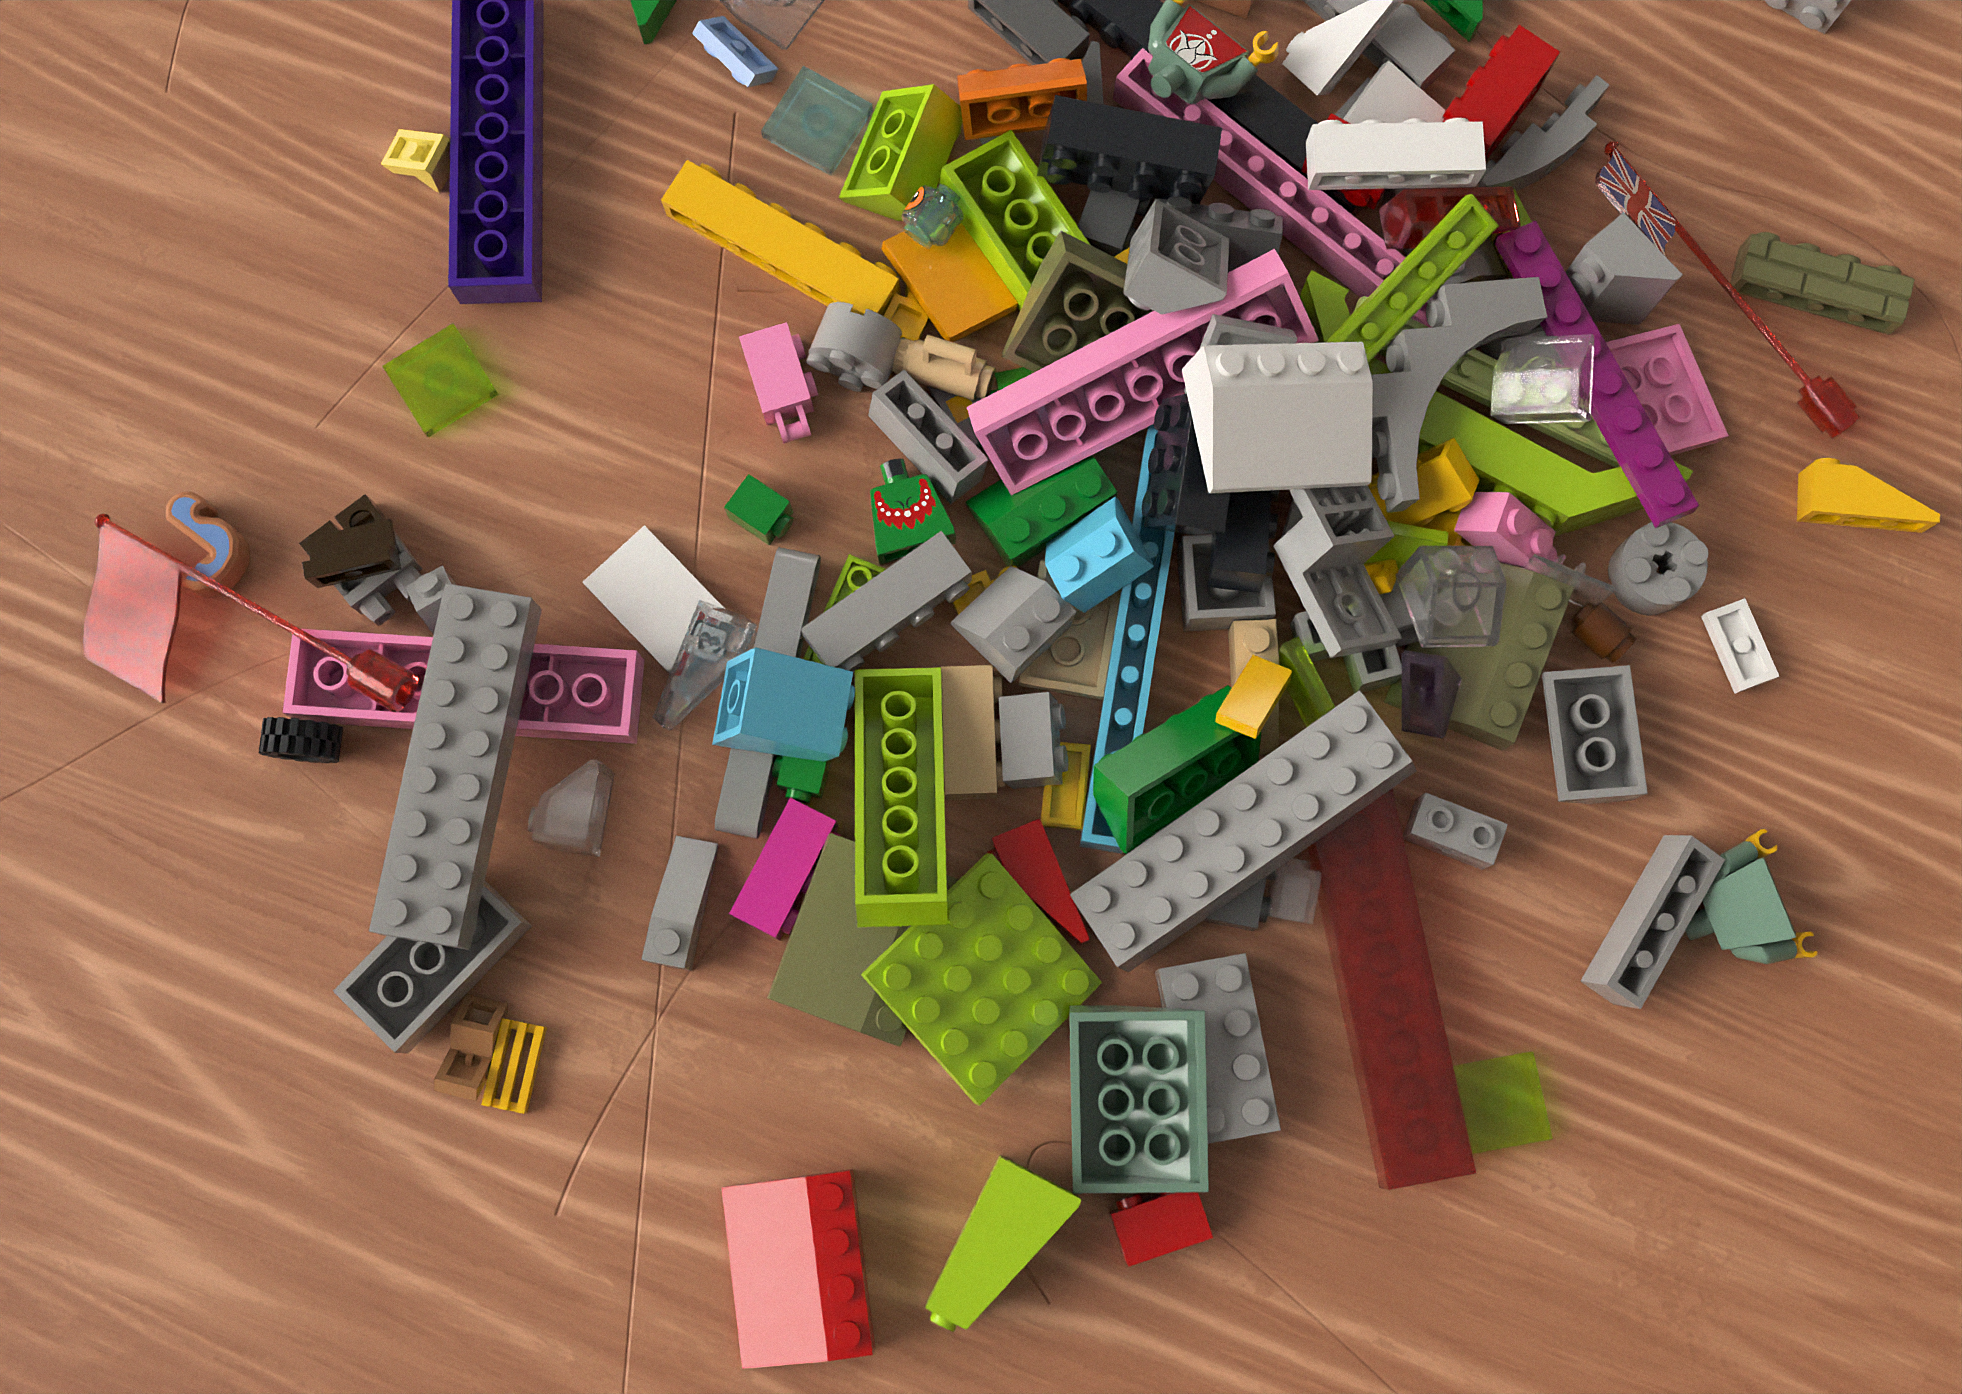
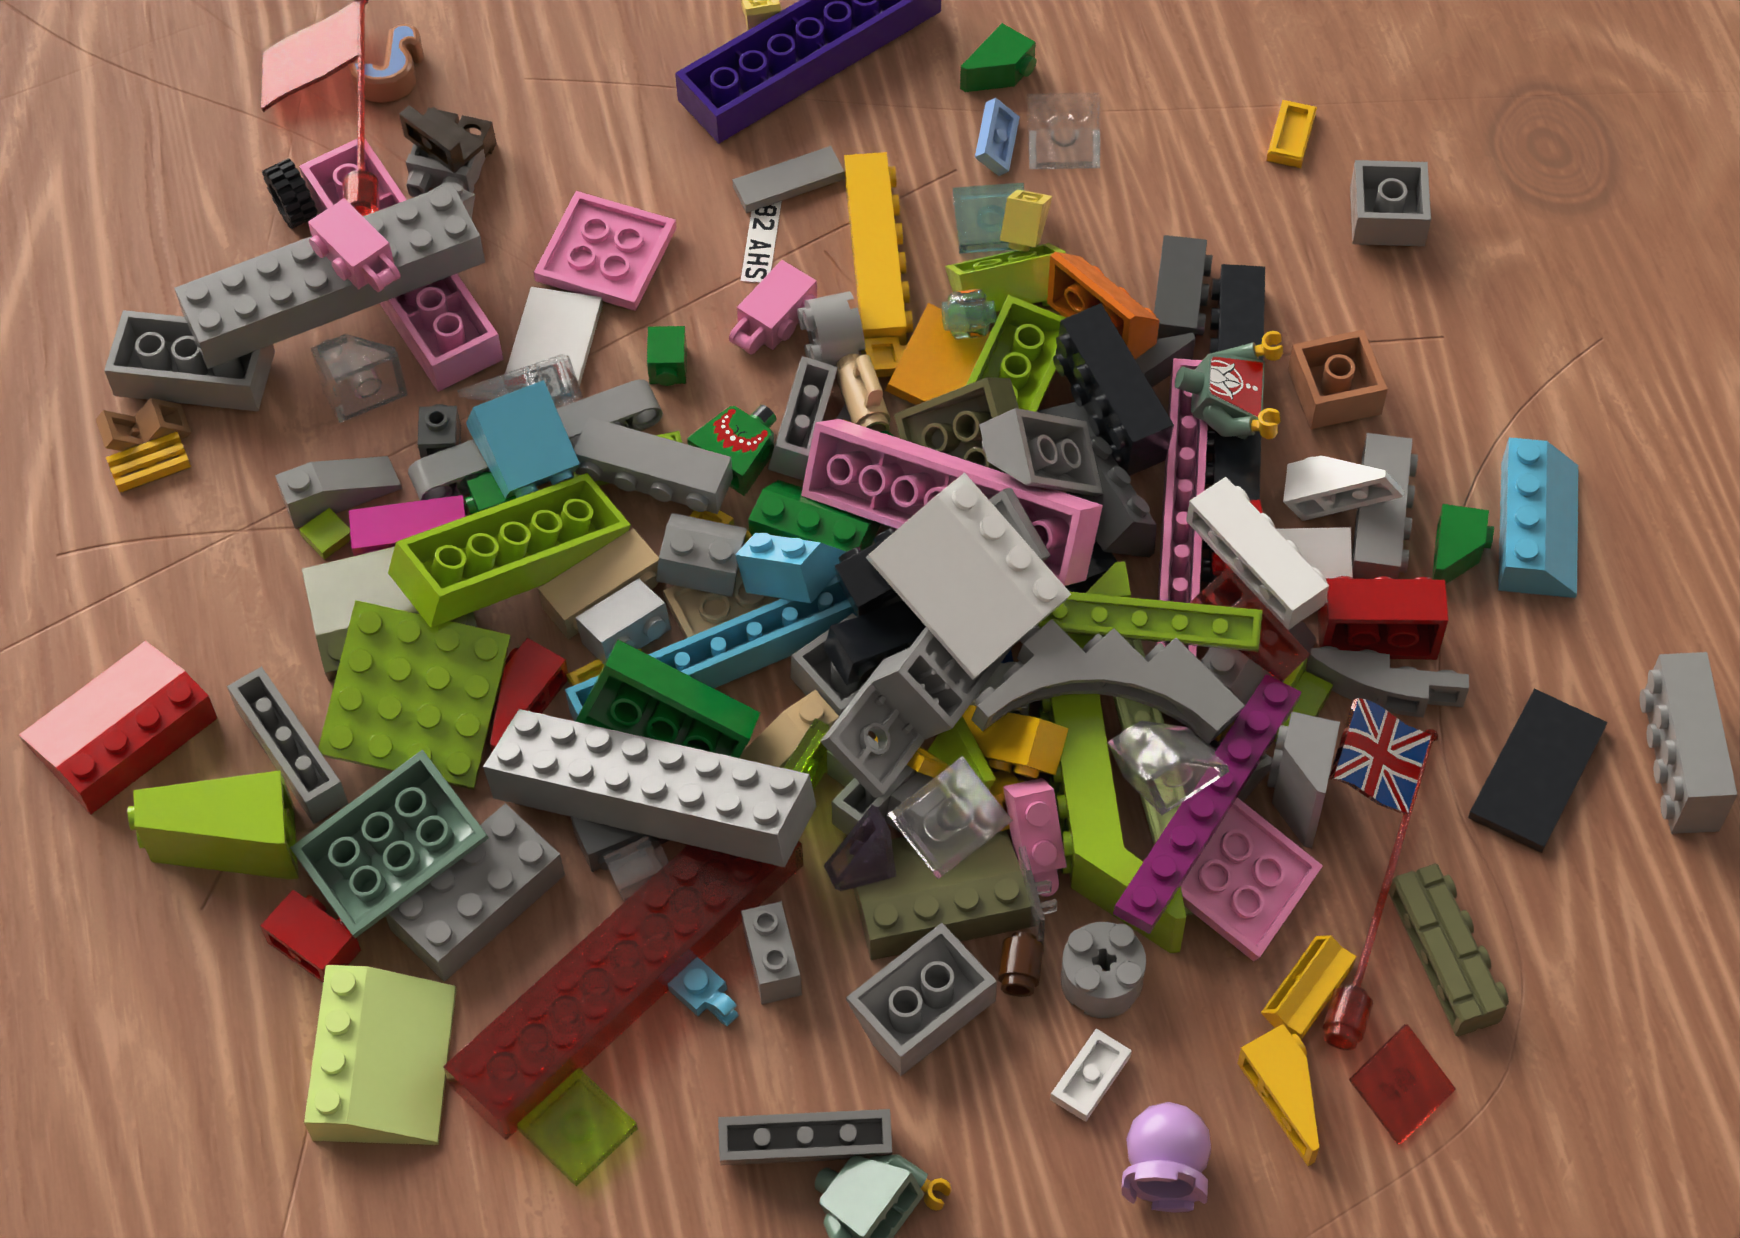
camera: 55 degrees right, 20 degrees down
(440, 380) = (613, 122): clear neon green tile -> none
(469, 729) = (353, 247): none -> bright pink brick
(592, 486) = (605, 250): none -> bright pink plate
(634, 267) = (788, 179): none -> light grey tile
(669, 327) = (760, 243): none -> white sticker
(692, 773) = (438, 429): none -> dark grey brick
(723, 946) = (326, 533): none -> lime tile
(856, 91) = (1024, 219): none -> light yellow slope
(946, 1126) = (287, 745): none -> light grey brick
(1253, 696) = (758, 724): yellow tile -> none
(1323, 1234) = (379, 1057): none -> yellowish green slope
(1441, 913) = (703, 989): none -> medium azure plate
(1702, 90) = (1537, 770): none -> black tile
(1779, 415) = (1309, 985): none -> yellow piece
(1865, 635) = (1166, 1156): none -> lavender tile
(1916, 408) = (1402, 1084): none -> clear red piece

